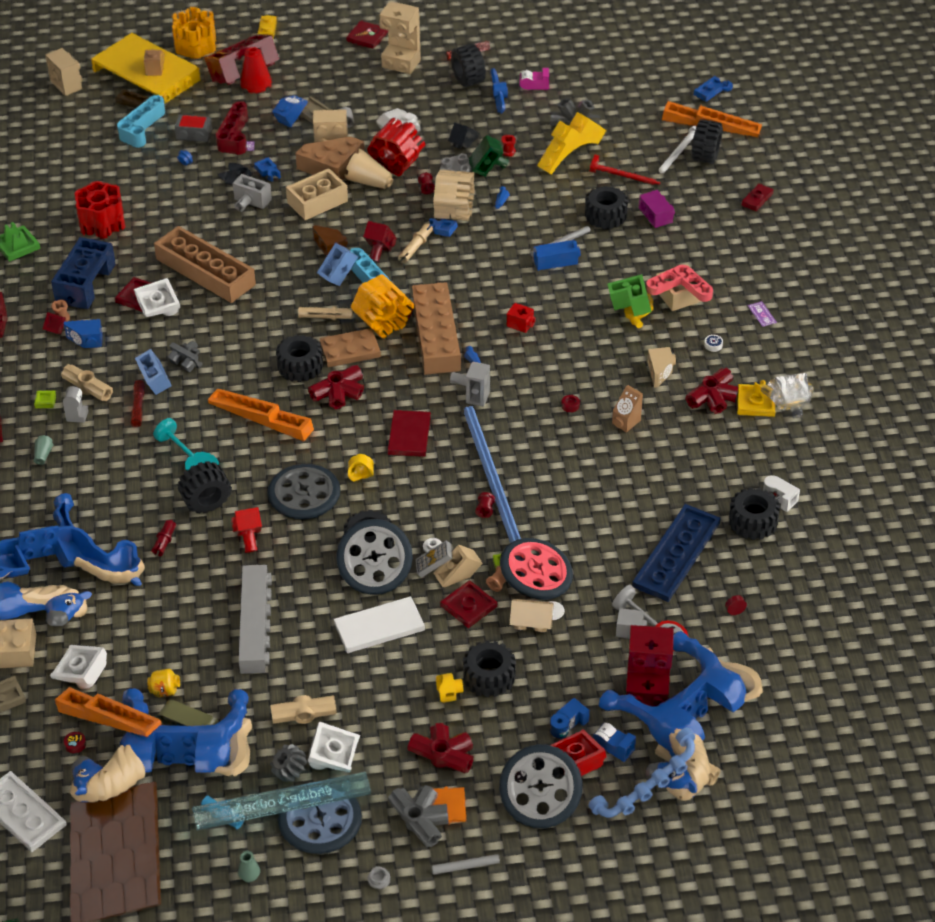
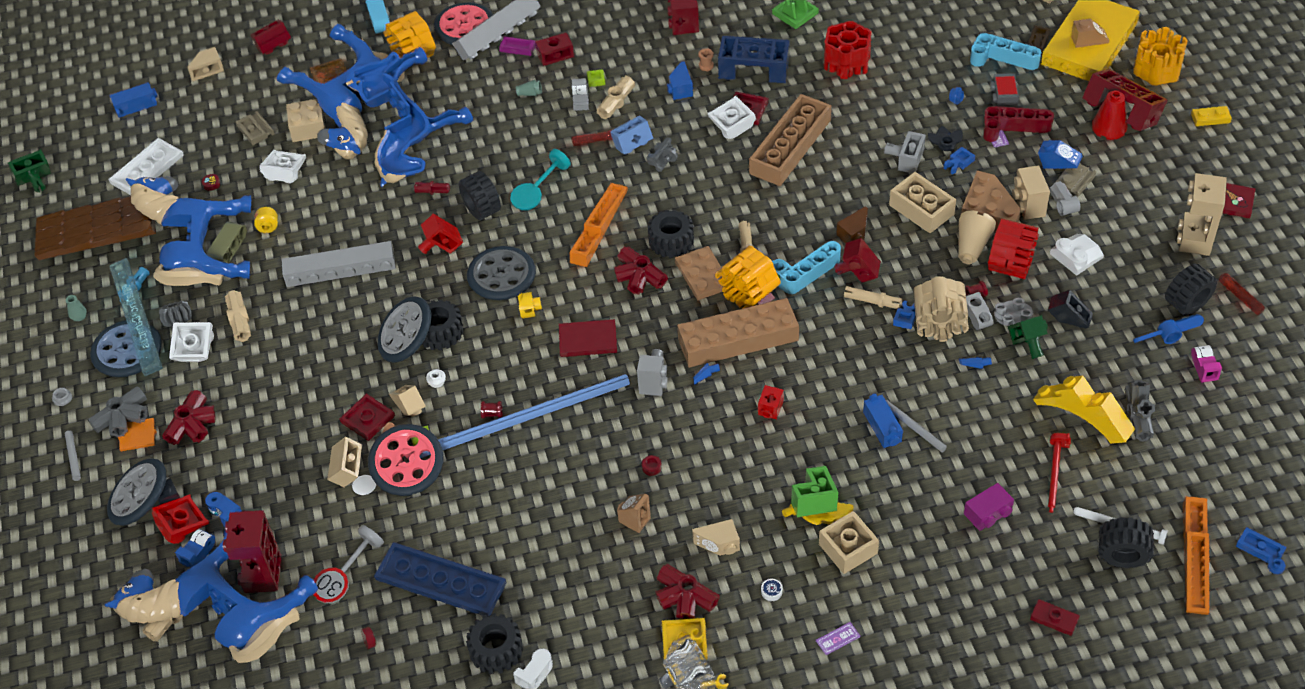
camera: 85 degrees right, 5 degrees up
(54, 323) = (691, 58): dark red plate -> none
(106, 712) = (220, 184): orange slope -> none
(337, 264) = (807, 235): medium blue brick -> none
(379, 624) = (339, 354): white tile -> none
(434, 558) = (411, 377): light grey tile -> none
(448, 687) = (257, 411): yellow piece -> none
(489, 681) = (281, 450): black tyre -> none
(508, 145) = (1066, 354): red bush -> none
(606, 207) = (977, 444): black tyre -> none
(627, 618) = (339, 546): light grey brick -> none
(659, 777) = (122, 572): medium blue bar -> none
(680, 275) = (843, 533): coral beam -> none

